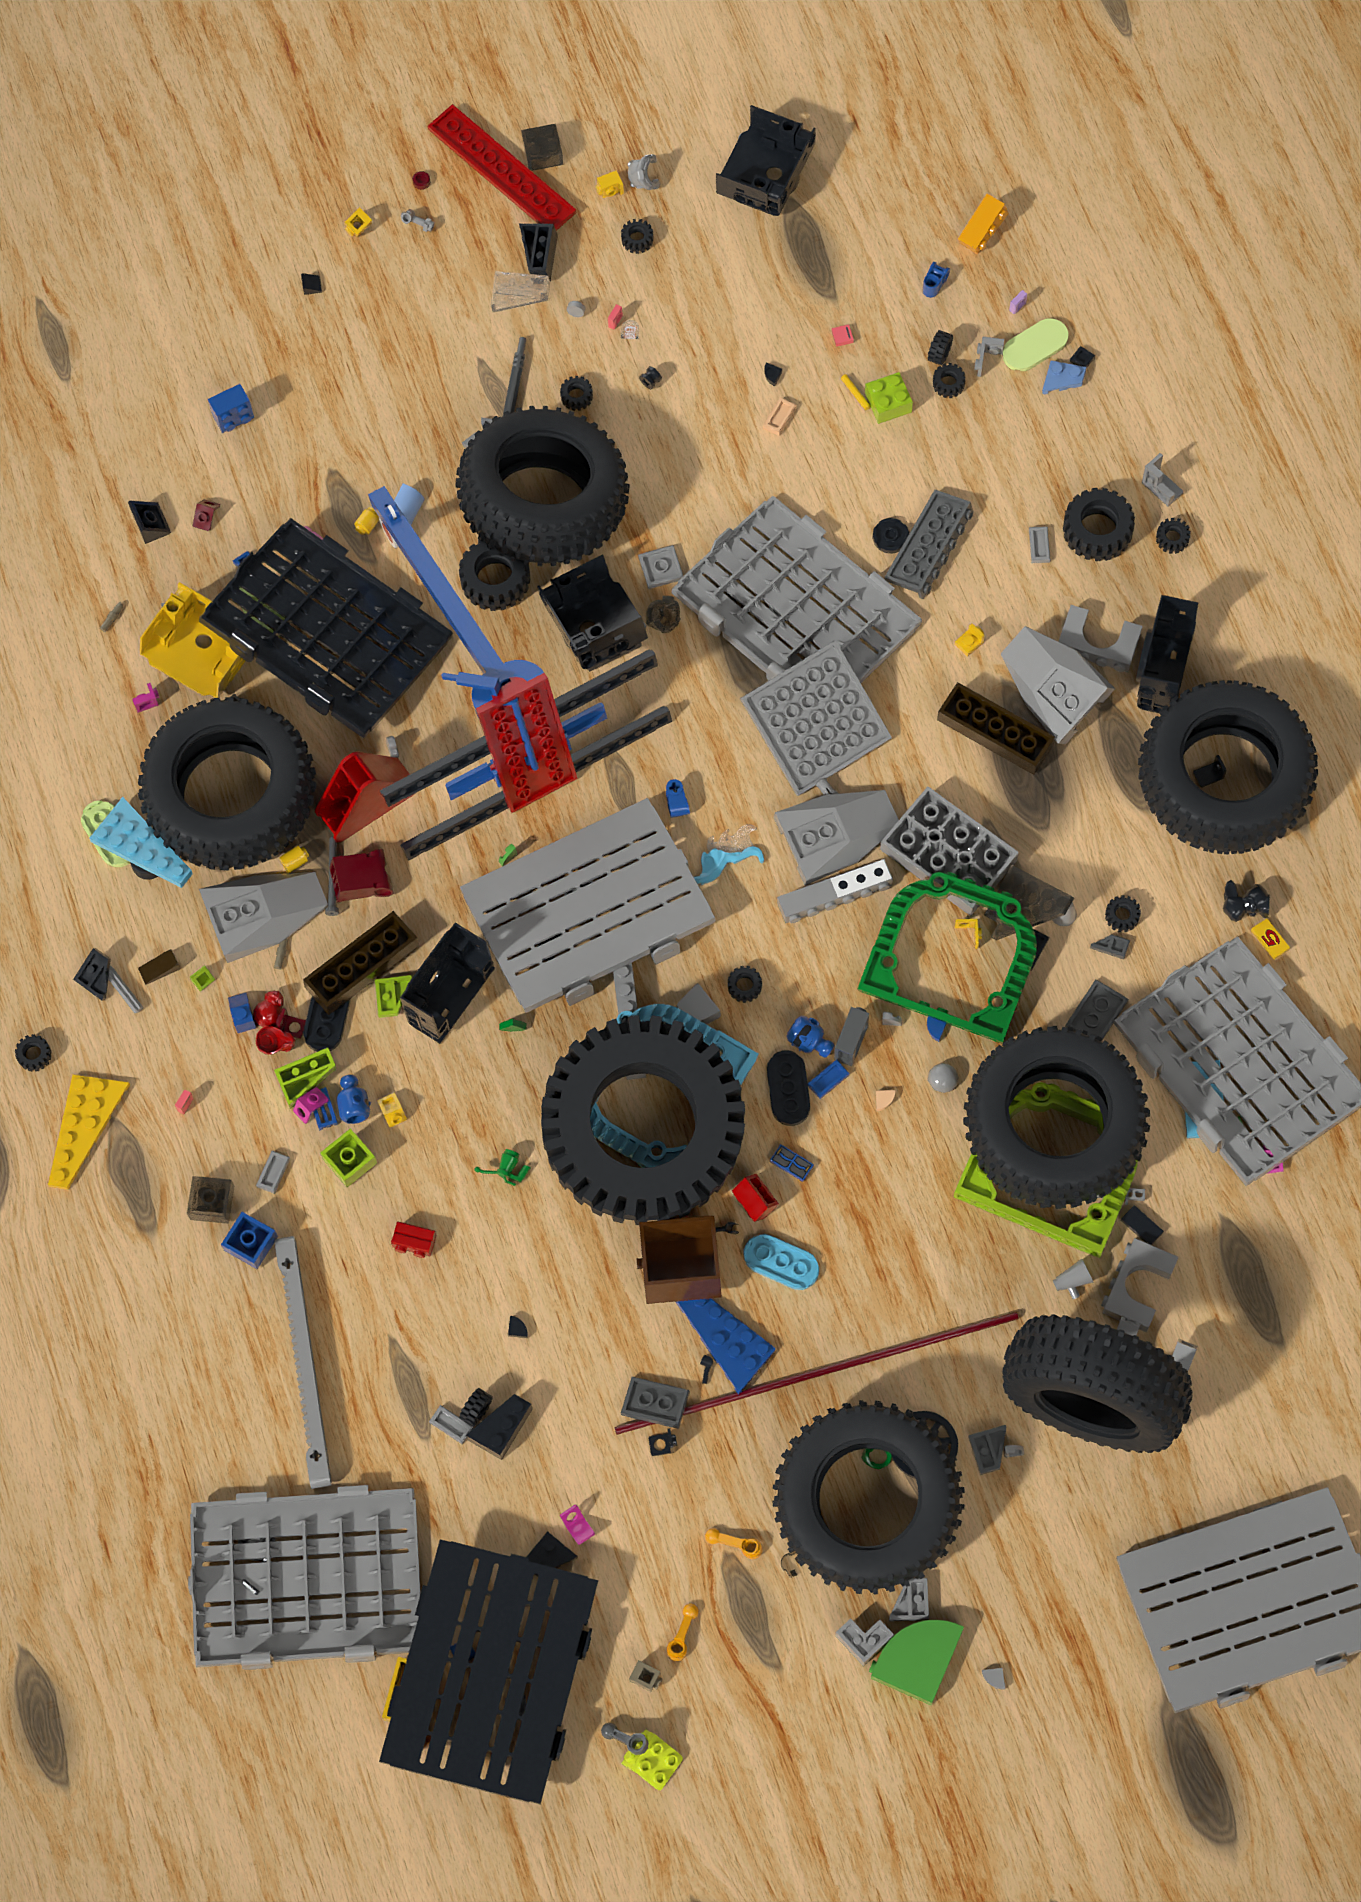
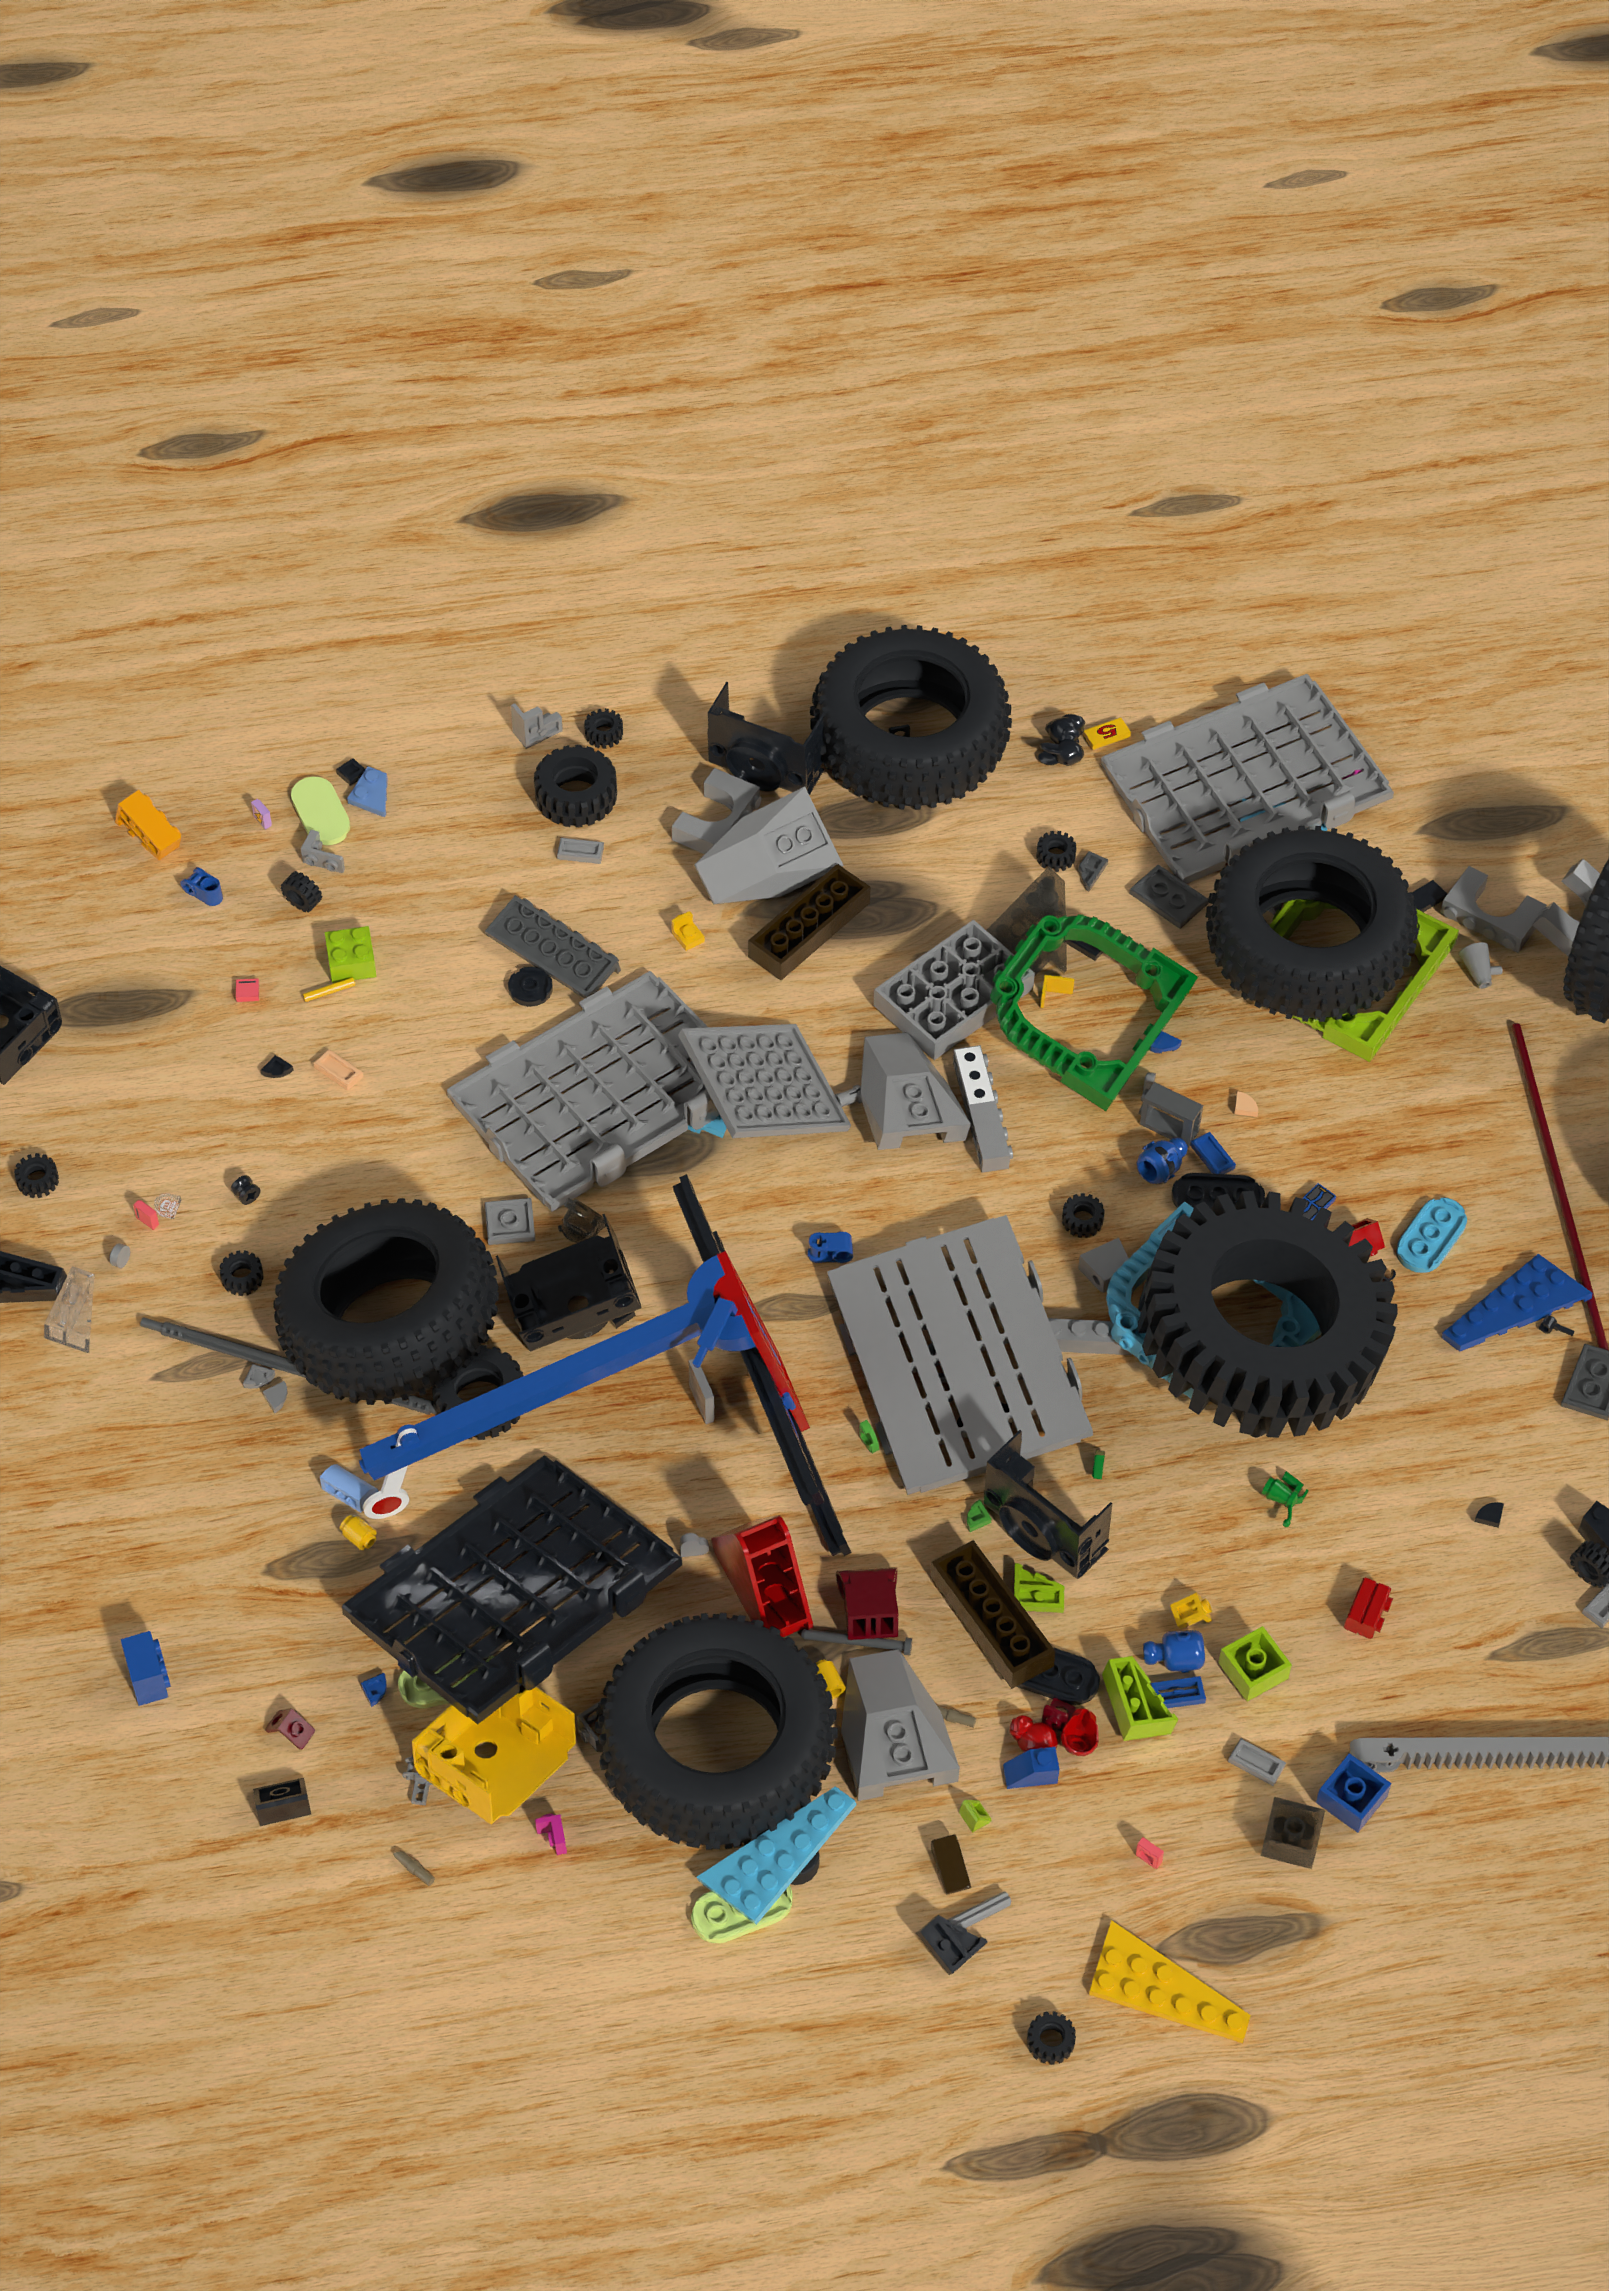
camera: 85 degrees left, 15 degrees down
(308, 1103) = (1176, 1700): dark pink bracket -> none
(679, 1260) = (1434, 1319): reddish brown container -> none
(726, 850) = (905, 1208): piece -> none
(943, 1078) = (1226, 1045): light grey hair -> none
(948, 390) = (347, 905): black tyre -> none

